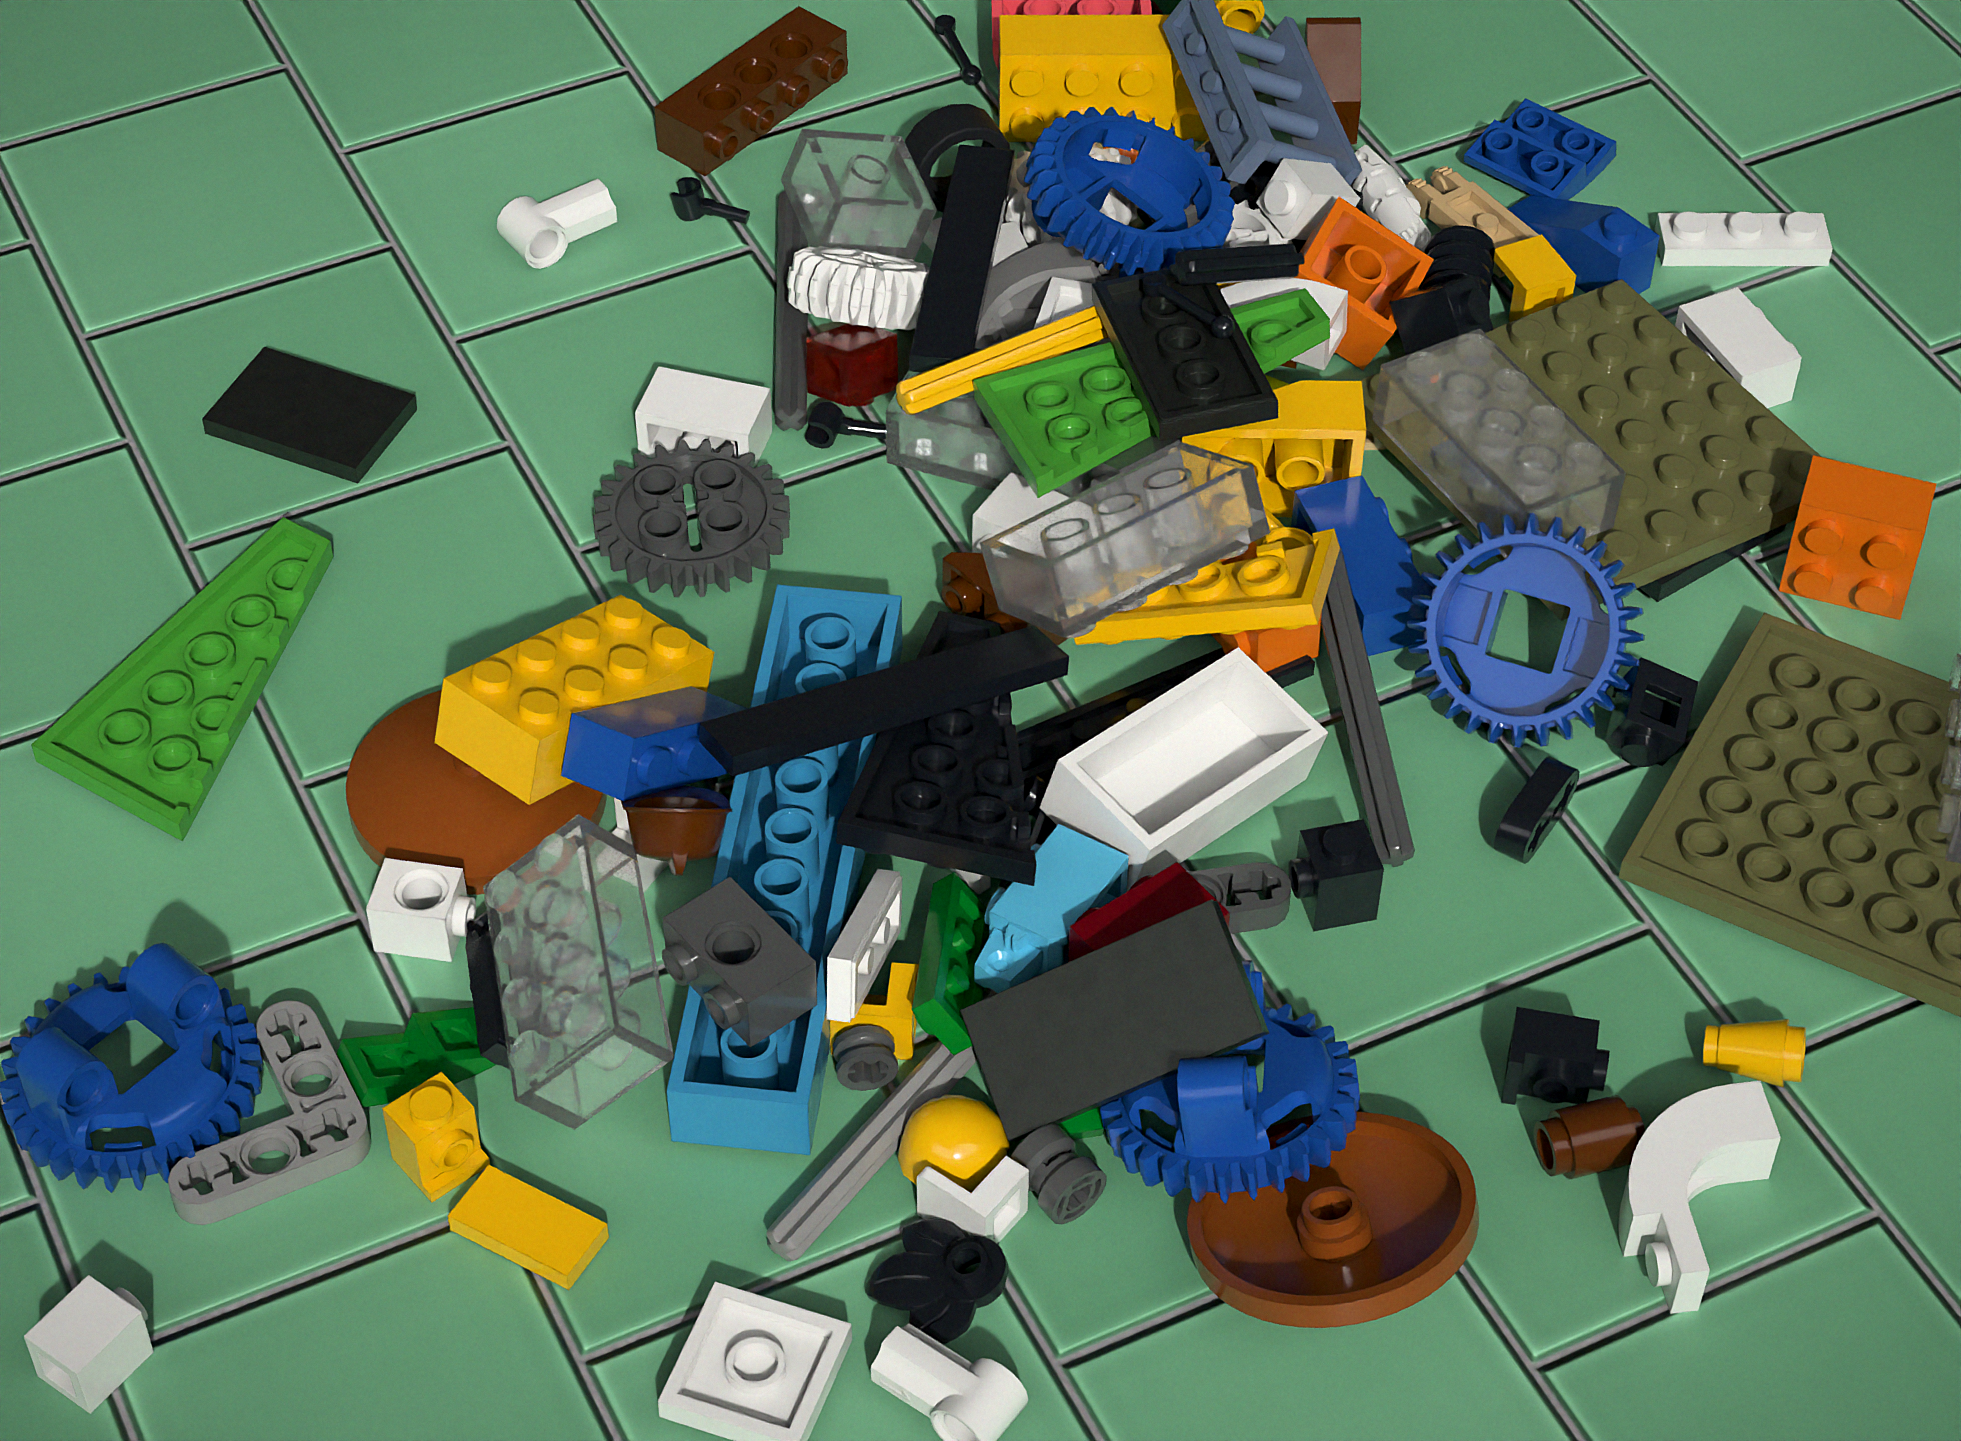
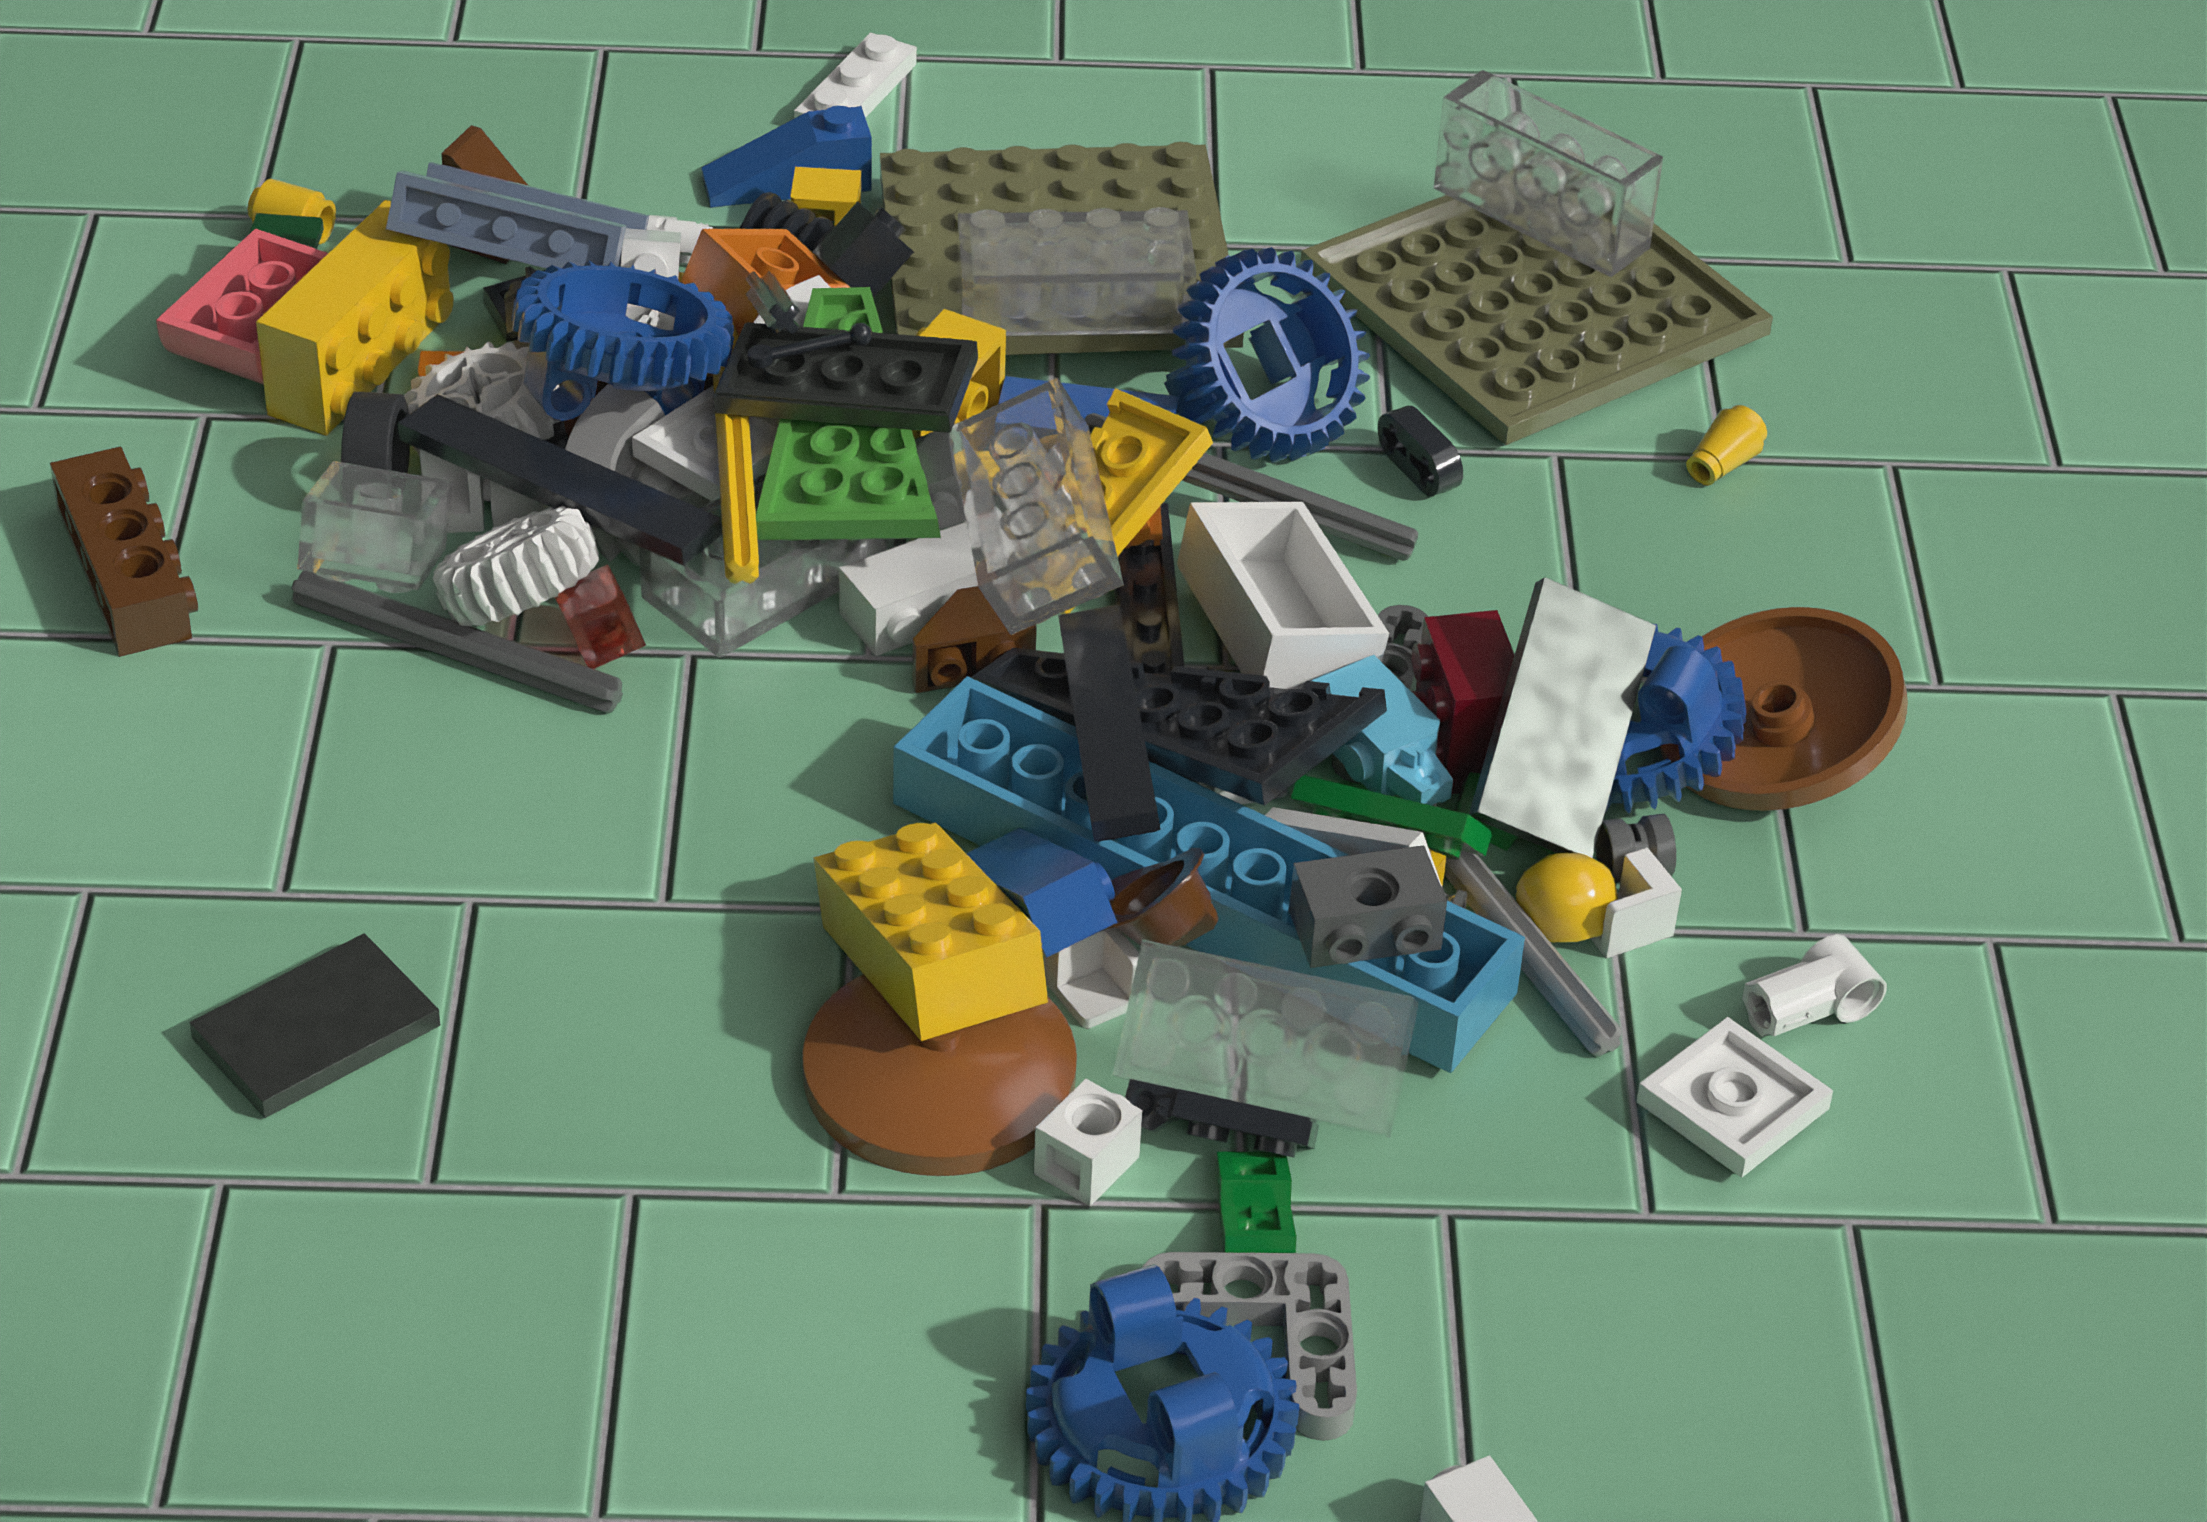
camera: 65 degrees left, 5 degrees down
(178, 703) = (660, 1227): bright green wing -> none
(435, 1136) = (1374, 1211): yellow brick -> none
(528, 1227) = (1494, 1194): yellow tile -> none
(544, 229) = (192, 752): white piece -> none
(645, 521) = (706, 798): dark grey gear -> none
(692, 204) = (238, 651): black hand -> none
(700, 409) = (582, 745): white brick -> none
(829, 420) = (646, 672): black hand -> none
(930, 1278) = (1694, 965): black plate -> none
(946, 26) = (125, 403): black hinge -> none
(1337, 875) = (1426, 562): black brick -> none
(1458, 202) = (712, 202): tan hinge -> none
(1541, 152) = (655, 137): blue slope -> none
(1554, 1058) = (1676, 546): black brick -> none
(1588, 1137) = (1763, 558): reddish brown brick -> none
(1646, 725) = (1387, 349): black brick -> none
(1690, 1147) = (1829, 542): white arch -> none
(1743, 344) = (998, 125): white brick -> none
(1857, 537) = (1275, 164): orange brick -> none

